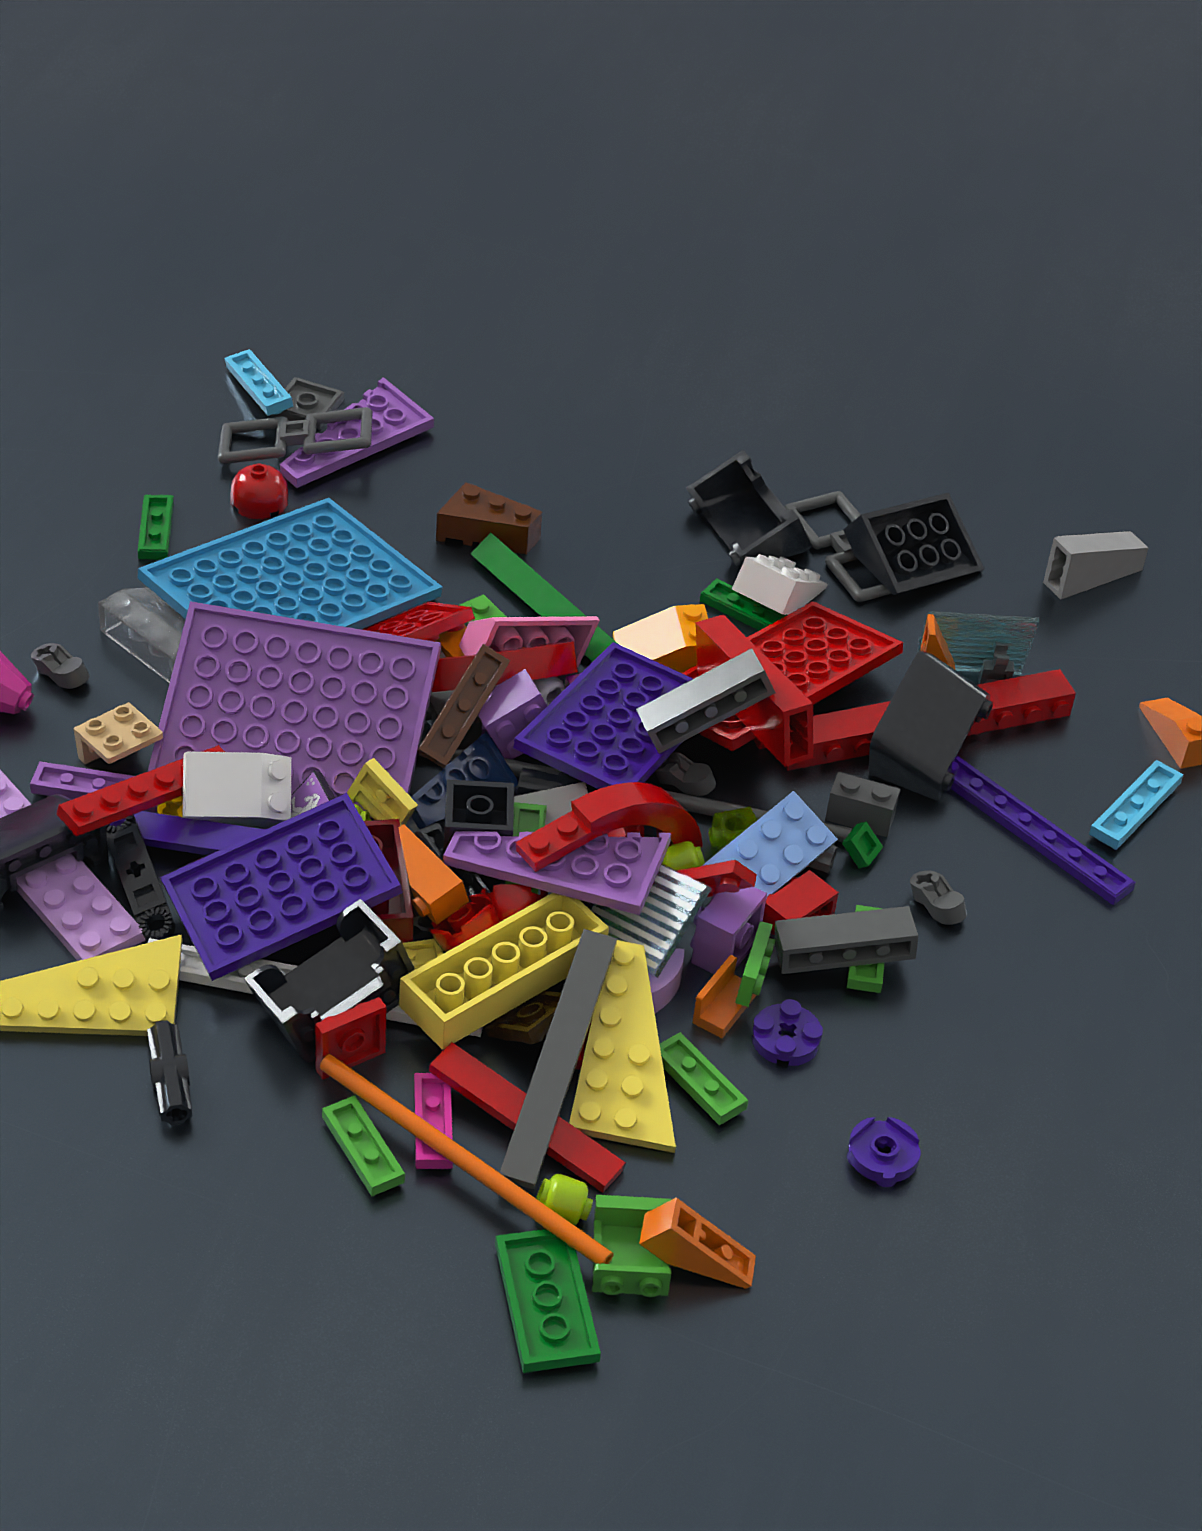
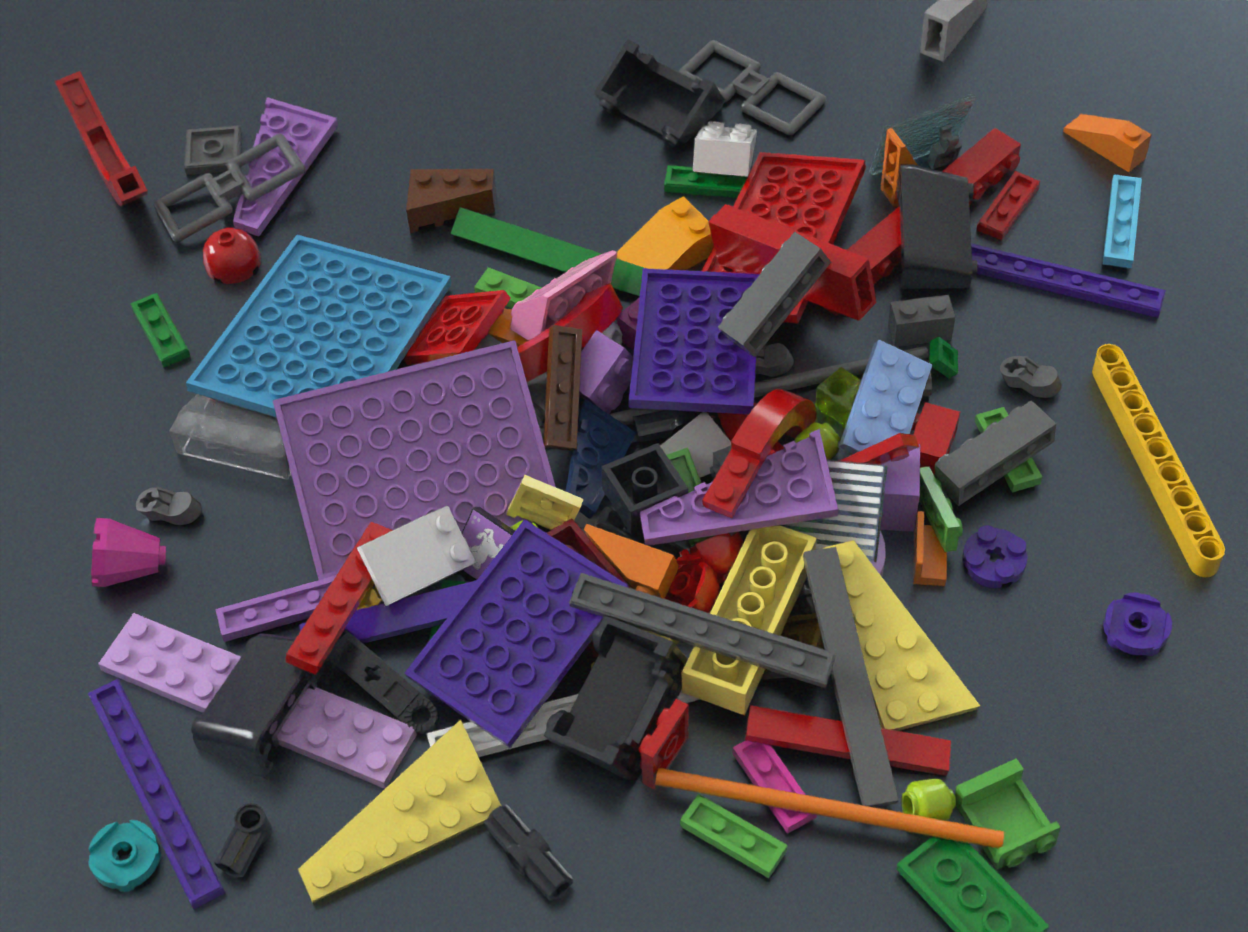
camera: 20 degrees left, 10 degrees up
(115, 734) = (271, 553): tan bracket -> none
(205, 386) = (120, 178): none -> red arch
(259, 382) = (161, 149): medium azure plate -> none
(444, 952) = (703, 630): none -> dark grey tile
(694, 1244) = (1059, 788): orange slope -> none
(701, 1079) = (961, 633): bright green plate -> none
(914, 544) = (809, 66): black slope -> none
(1011, 1023) = (1158, 461): none -> yellow beam
(1030, 746) = (1008, 205): none -> red tile

